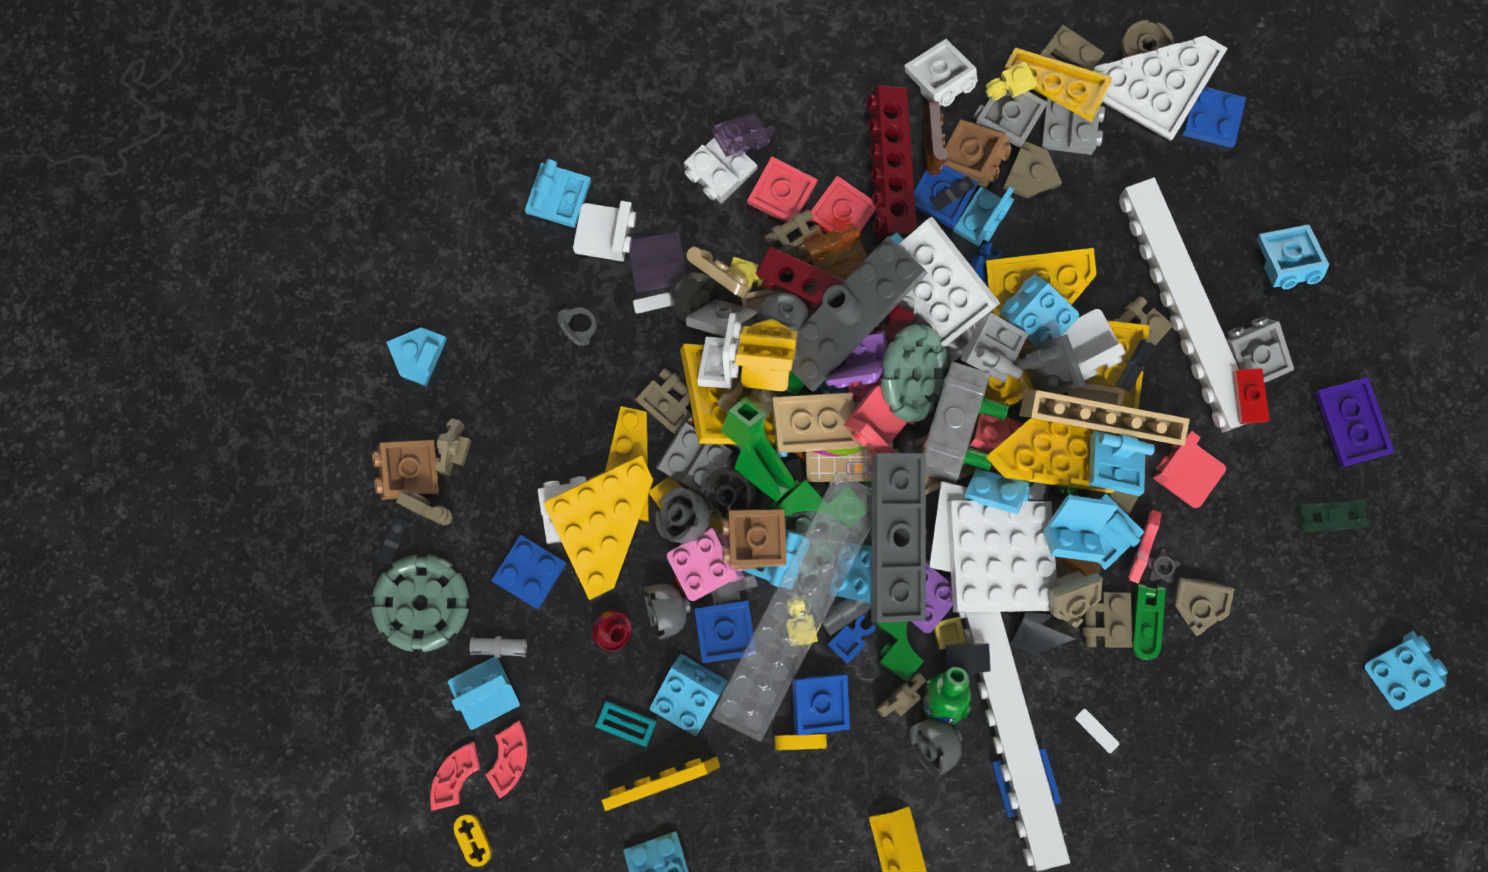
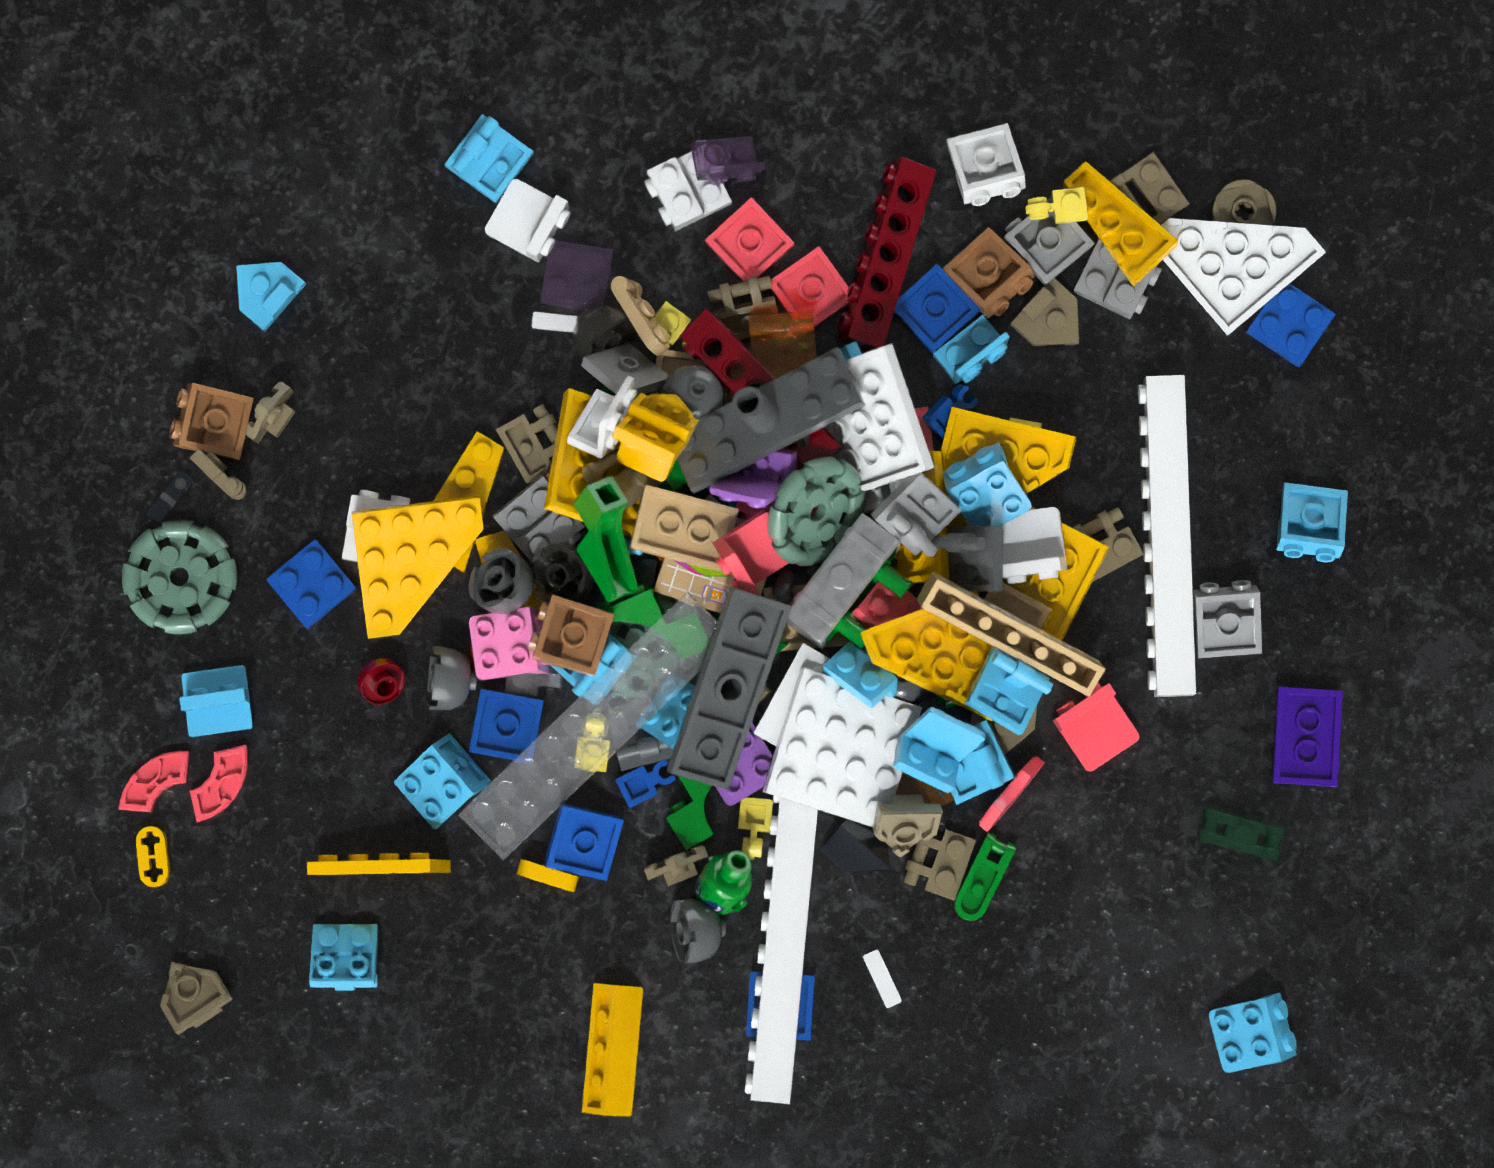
camera: 20 degrees right, 5 degrees up
(498, 647) = (249, 655): light grey pin -> none
(579, 338) = (455, 335): dark grey piece -> none
(604, 715) = (383, 807): teal tile -> none
(934, 138) = (946, 243): reddish brown plate -> none
(952, 193) = (945, 313): black sticker -> none
(969, 656) = (762, 846): black brick -> none
(1135, 365) = (1073, 587): black axle -> none
(1169, 567) = (1029, 816): dark grey plate -> none
(1202, 603) = (1052, 878): dark tan plate -> none
(1251, 396) = (1193, 666): red plate -> none

